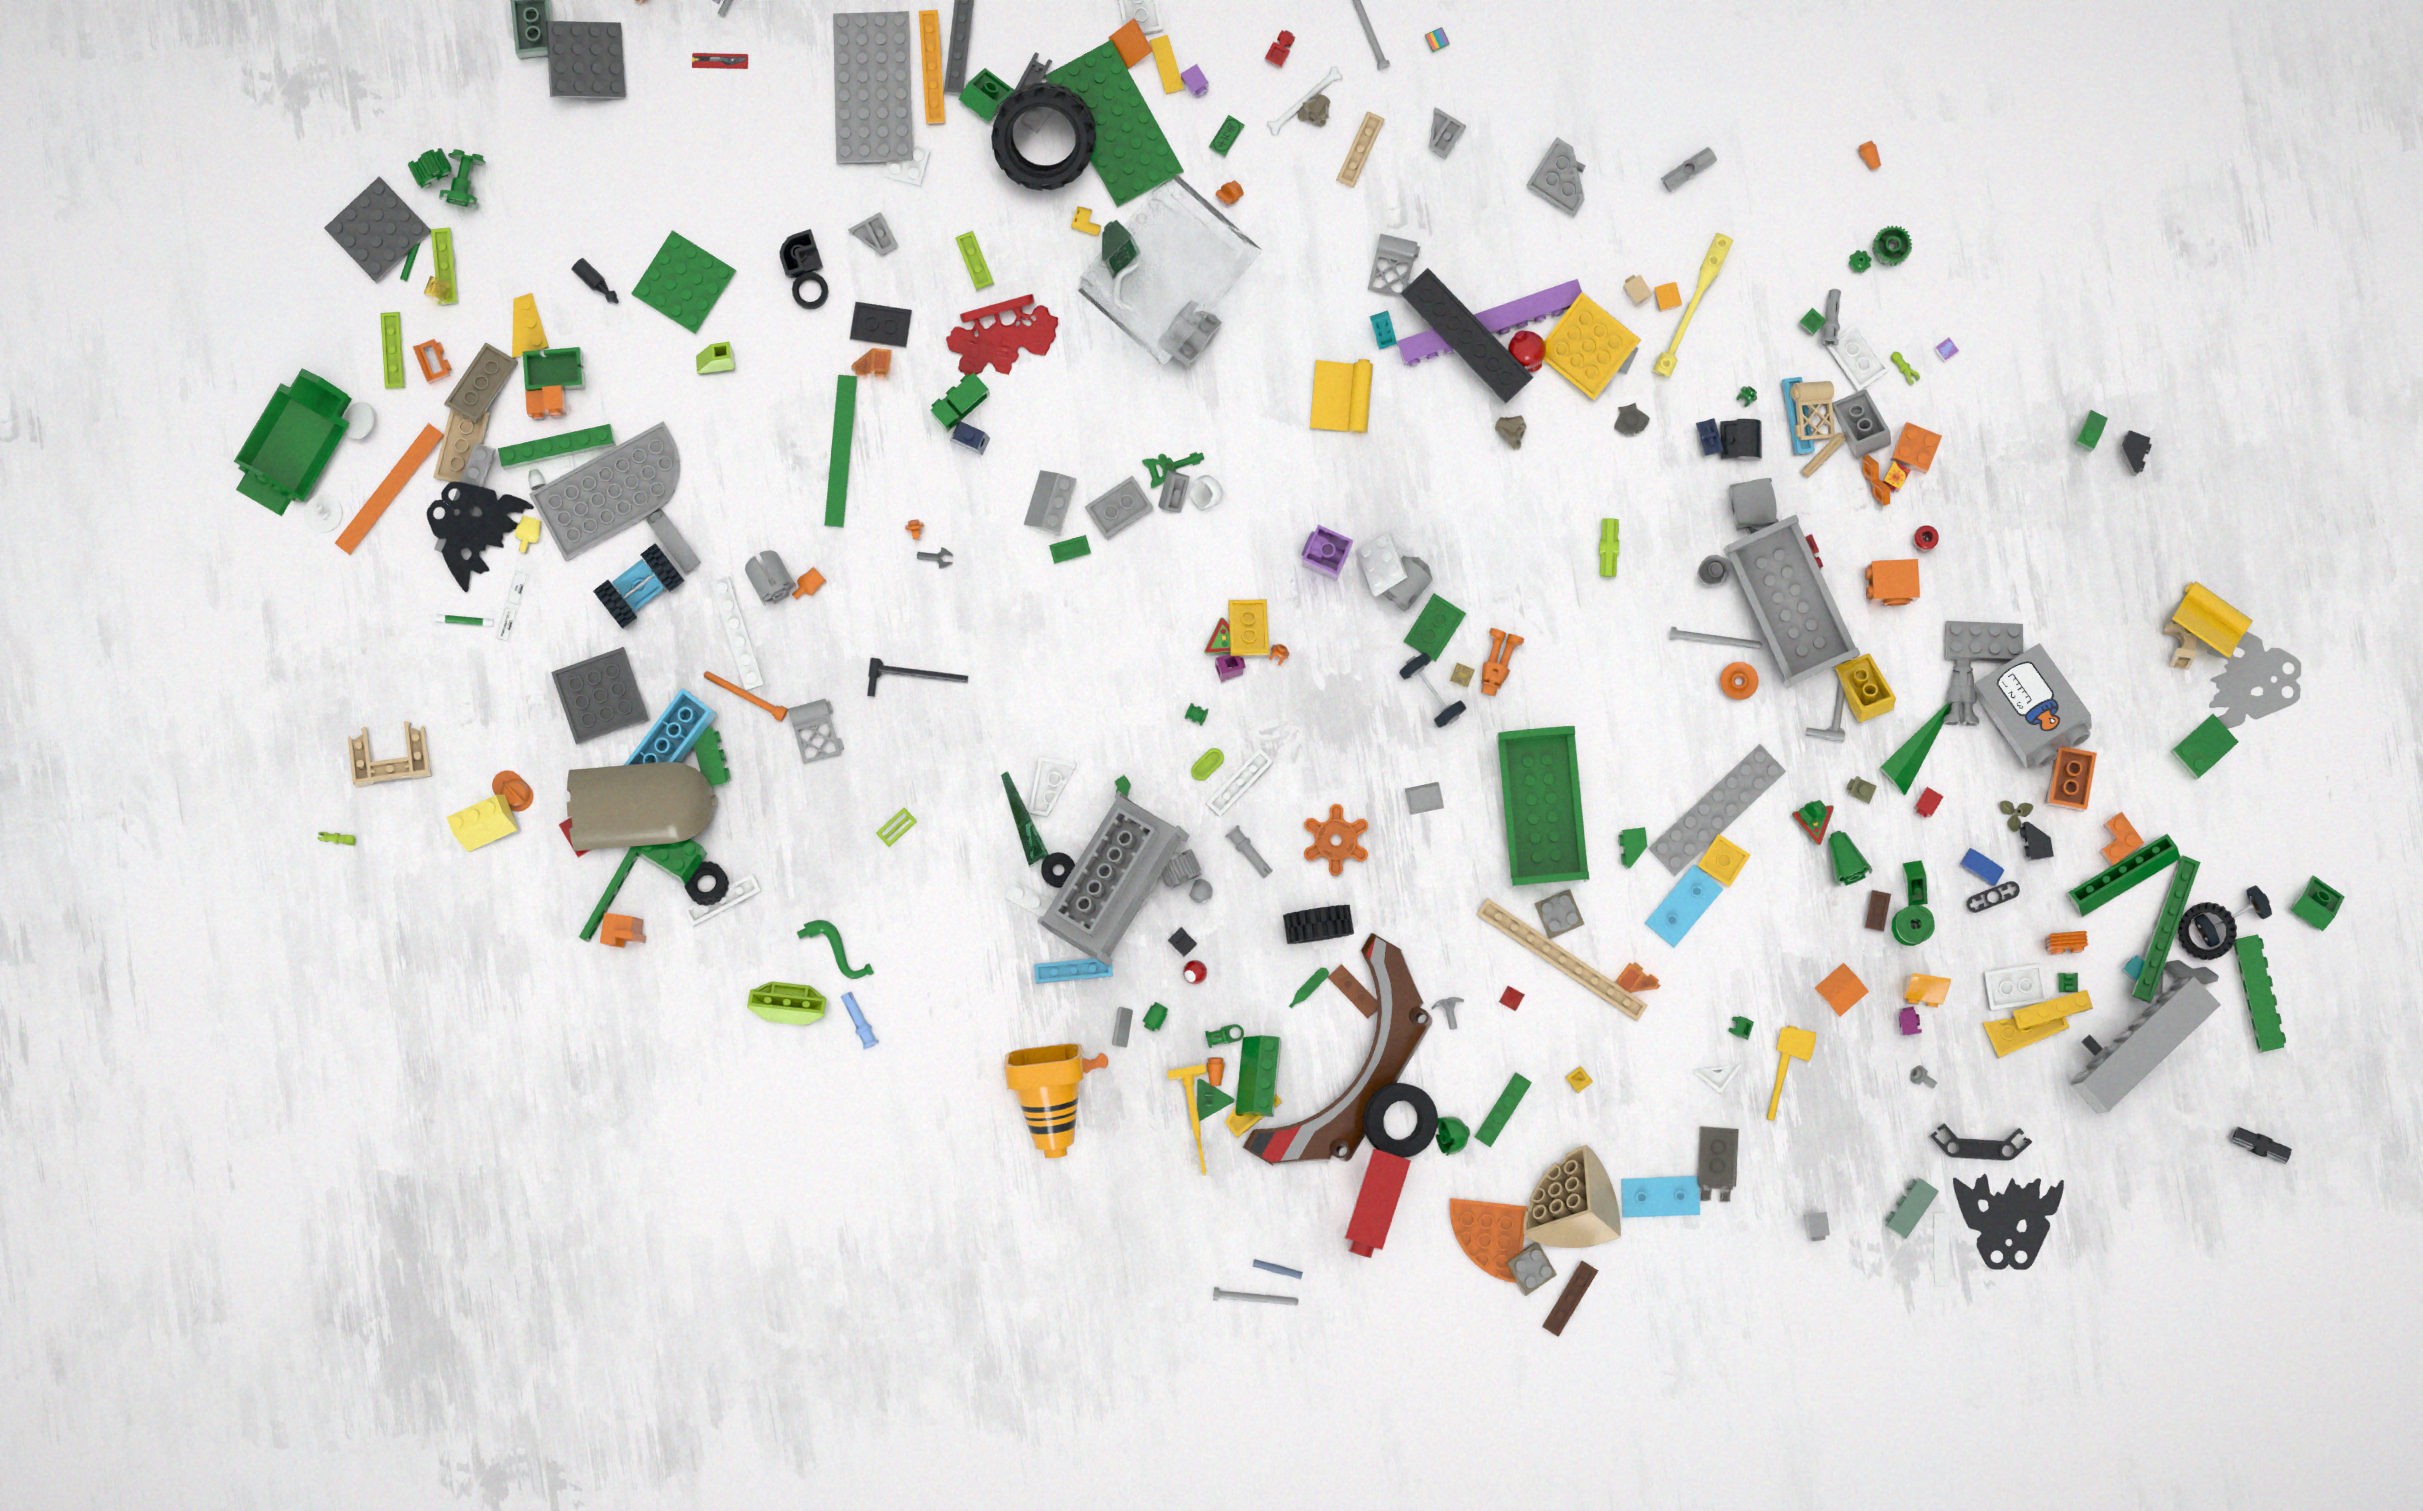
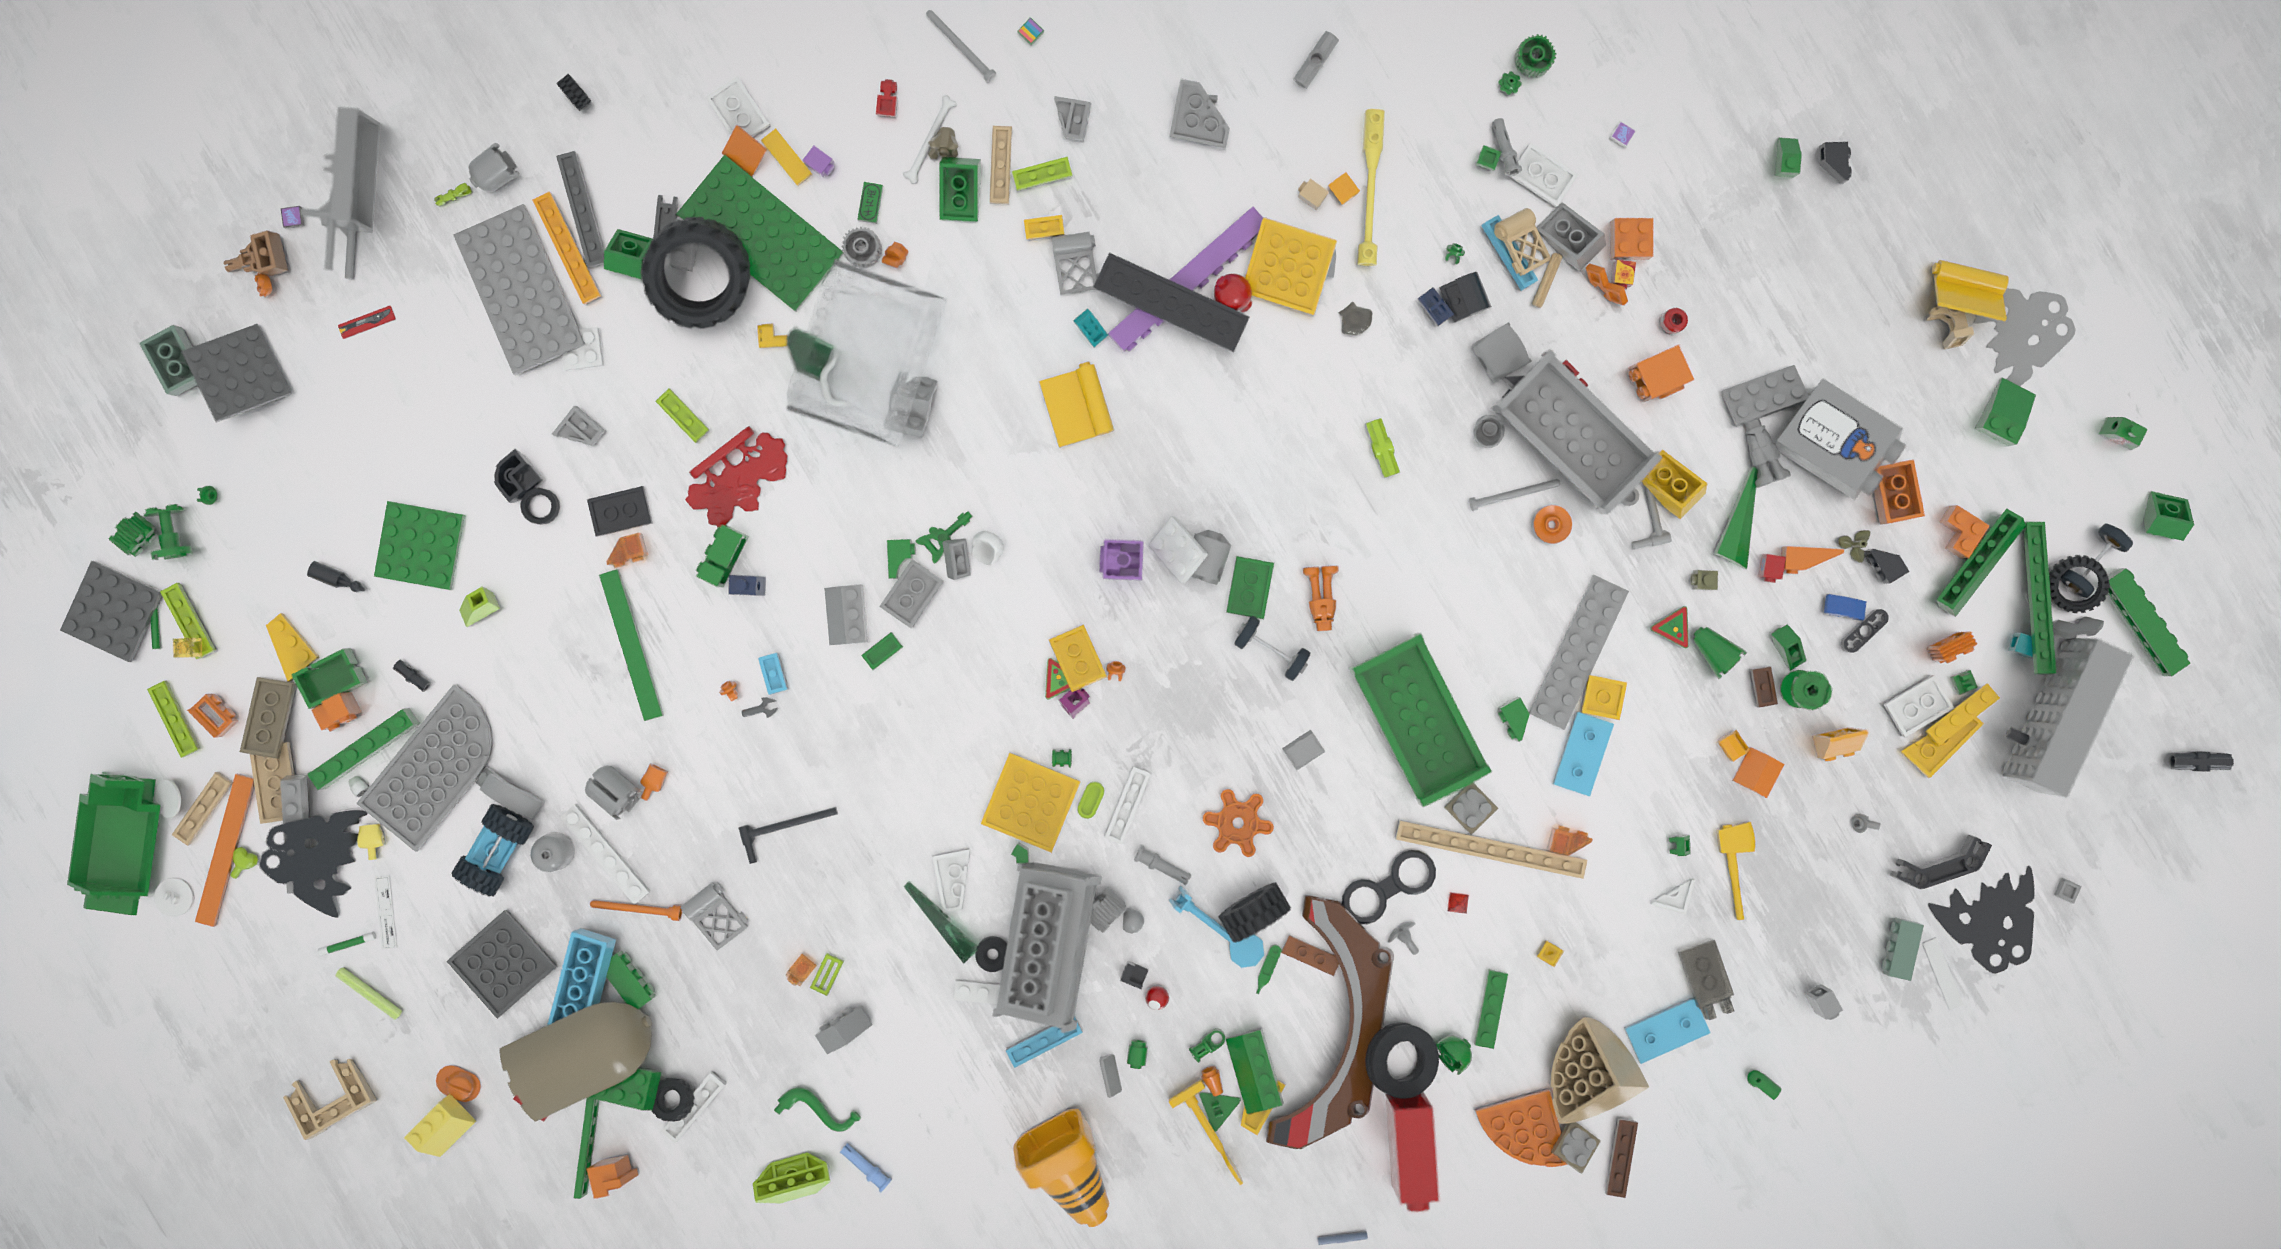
camera: 25 degrees left, 5 degrees up
(337, 838) = (313, 1193): lime piece -> none
(384, 442) = (202, 808): none -> tan tile
(401, 505) = (242, 861): none -> lime rock
(465, 673) = (368, 993): none -> yellowish green axle
(511, 159) = (207, 495): none -> green plate
(628, 397) = (411, 675): none -> black pin
(693, 619) = (560, 852): none -> light grey cylinder
(873, 813) = (800, 970): none -> clear orange bracket
(891, 882) = (843, 1030): none -> light grey brick
(961, 529) = (772, 673): none -> medium azure plate
(1101, 1061) = (1103, 1114): orange piece -> none
(1123, 464) = (898, 552): none -> green arch
(1150, 743) = (1030, 802): none -> yellow plate
(1204, 163) = (857, 237): none -> light grey brick
(1295, 960) = (1243, 953): none -> medium azure piece
(1313, 156) = (959, 188): none -> green slope
(1377, 221) = (1044, 227): none -> yellow plate
(1395, 172) = (1042, 173): none -> lime plate
(1455, 956) = (1390, 885): none -> black bar
(1462, 675) = (1293, 621): clear yellow tile -> none
(1511, 429) = (1248, 373): dark tan rock -> none
(1731, 1282) = (1764, 1083): none -> green piece
(1813, 811) = (1671, 620): green piece -> none
(1821, 684) = (1632, 498): none -> light grey tile
(1827, 954) = (1733, 745): none -> light orange piece
(1905, 367) = (1579, 160): lime piece -> none
(1909, 1021) = (1833, 778): magenta brick -> none
(1960, 805) = (1806, 557): none -> orange slope
(2090, 1217) = (2067, 890): none -> light grey tile
(2305, 808) = (2126, 432): none -> green torso

